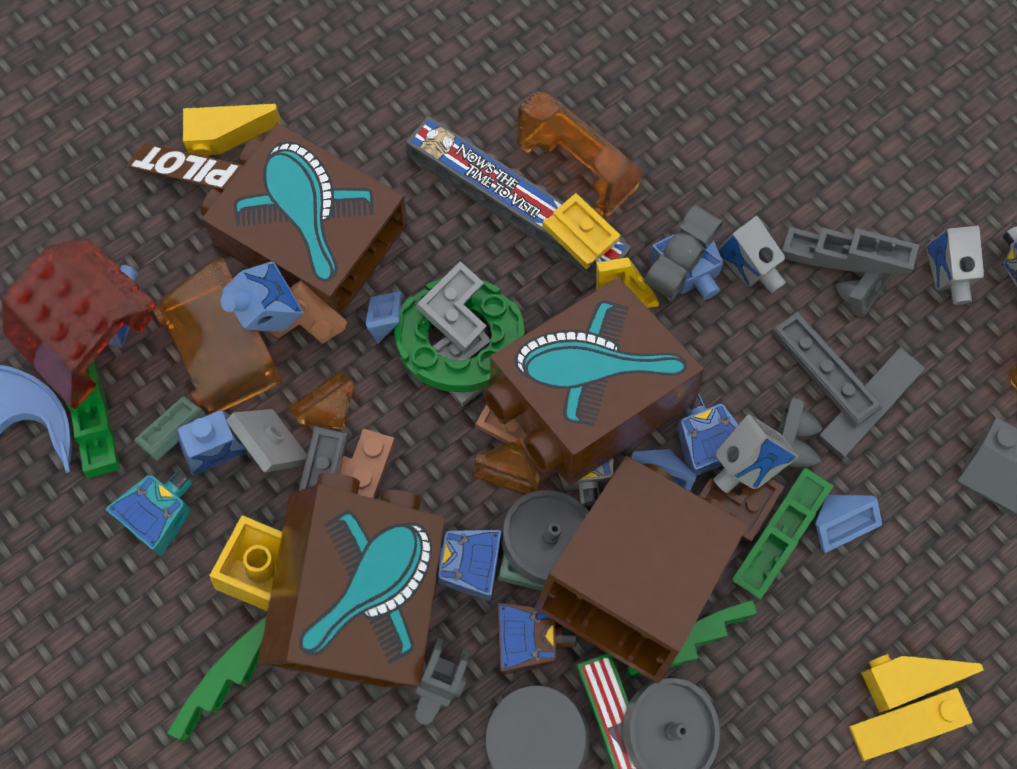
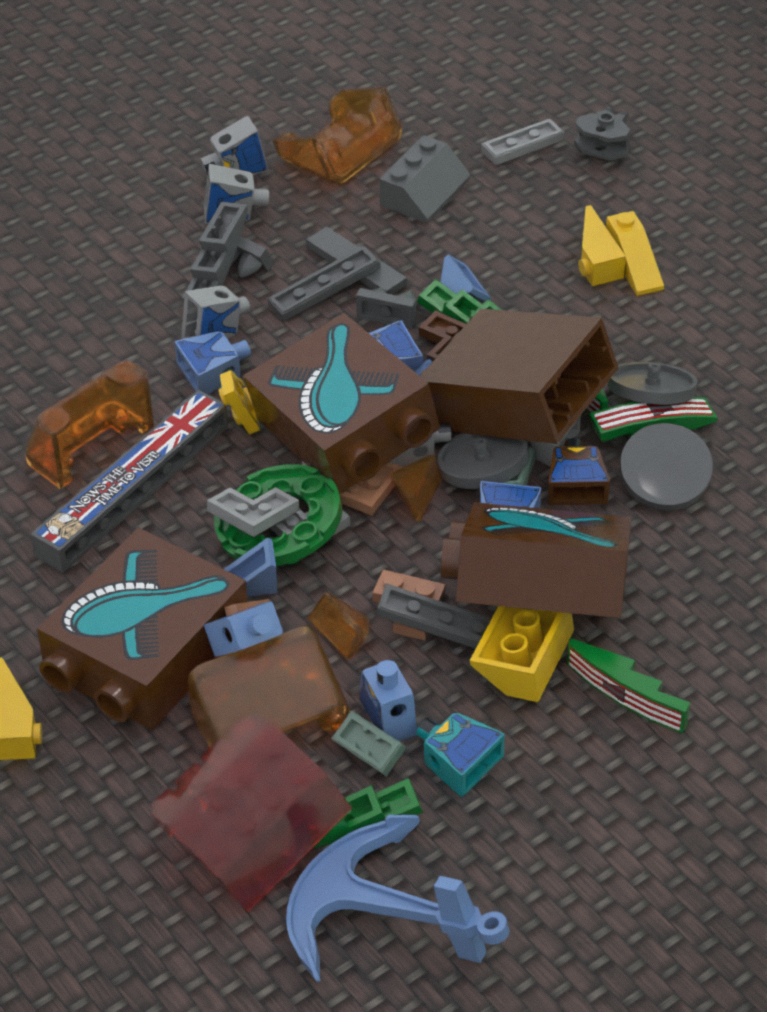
camera: 85 degrees left, 25 degrees down
(185, 166) = (61, 737): sticker -> none
(267, 439) = (388, 648): light grey plate -> none
(439, 682) = (624, 502): dark grey hinge -> none
(581, 231) = (183, 414): yellow plate -> none
(683, 251) = (213, 342): dark grey piece -> none
(752, 455) = (409, 304): light grey torso -> none

